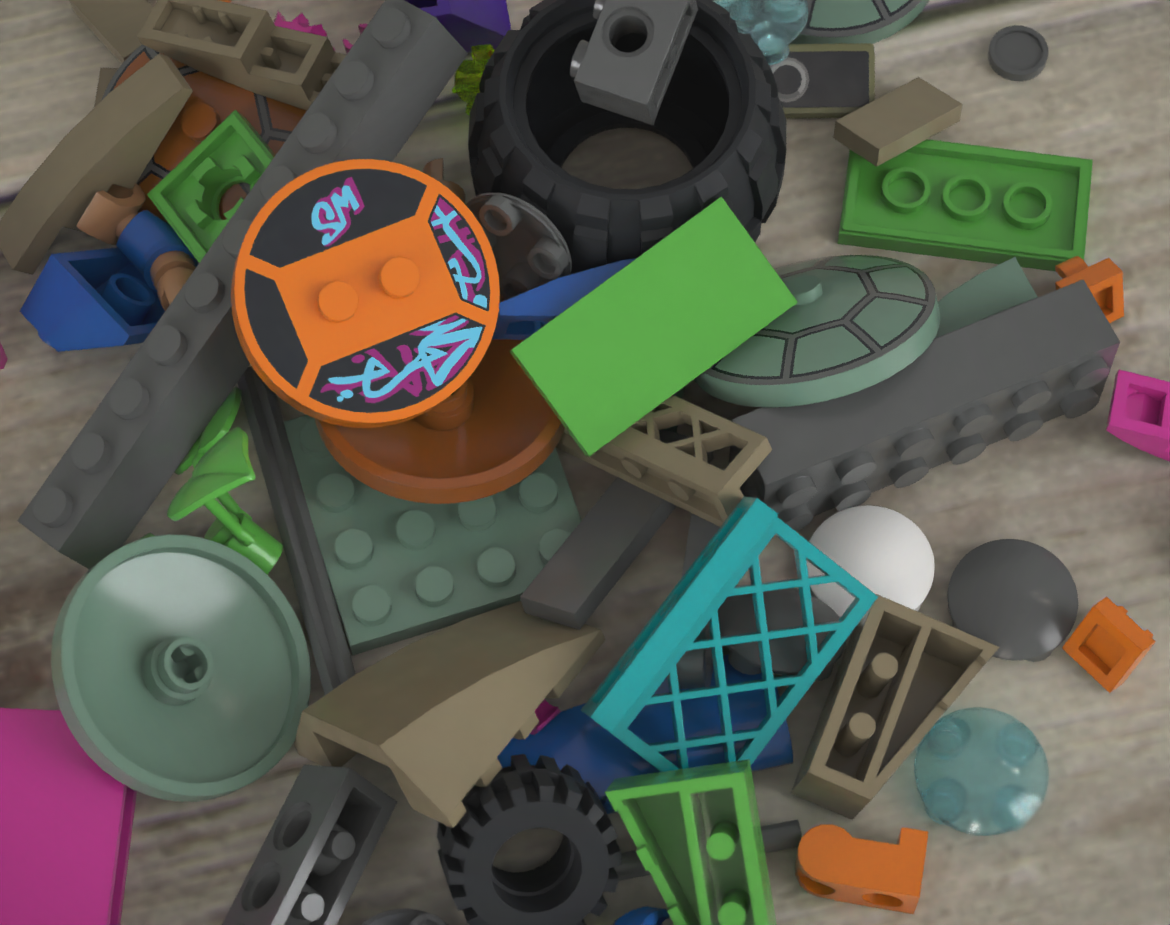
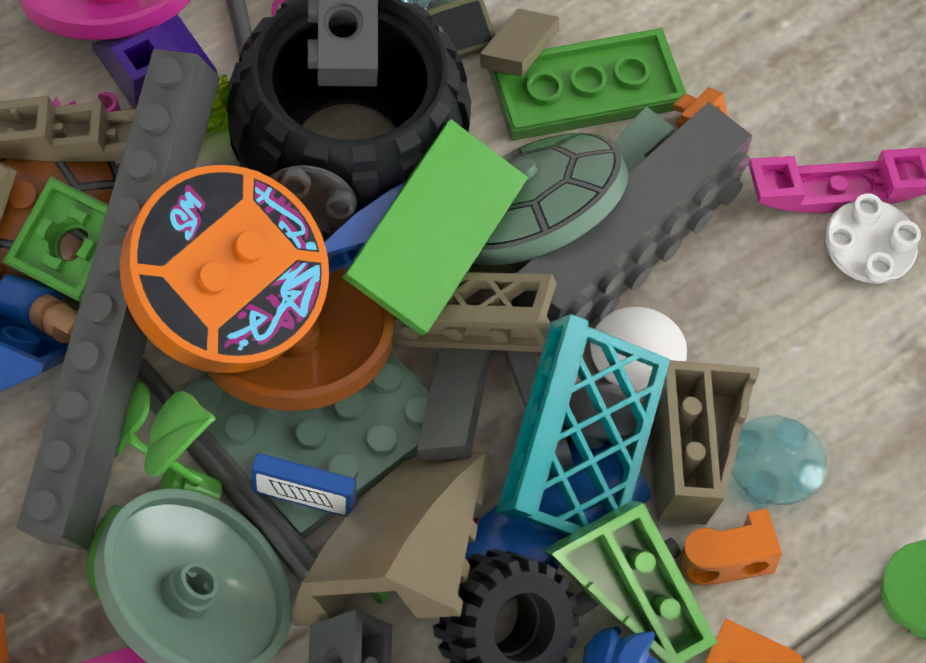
camera: 30 degrees left, 5 degrees down
(367, 589) = (303, 485): none -> blue tile
(1013, 598) = (746, 335): dark grey dish -> none
(1108, 644) = (823, 344): orange tile -> none

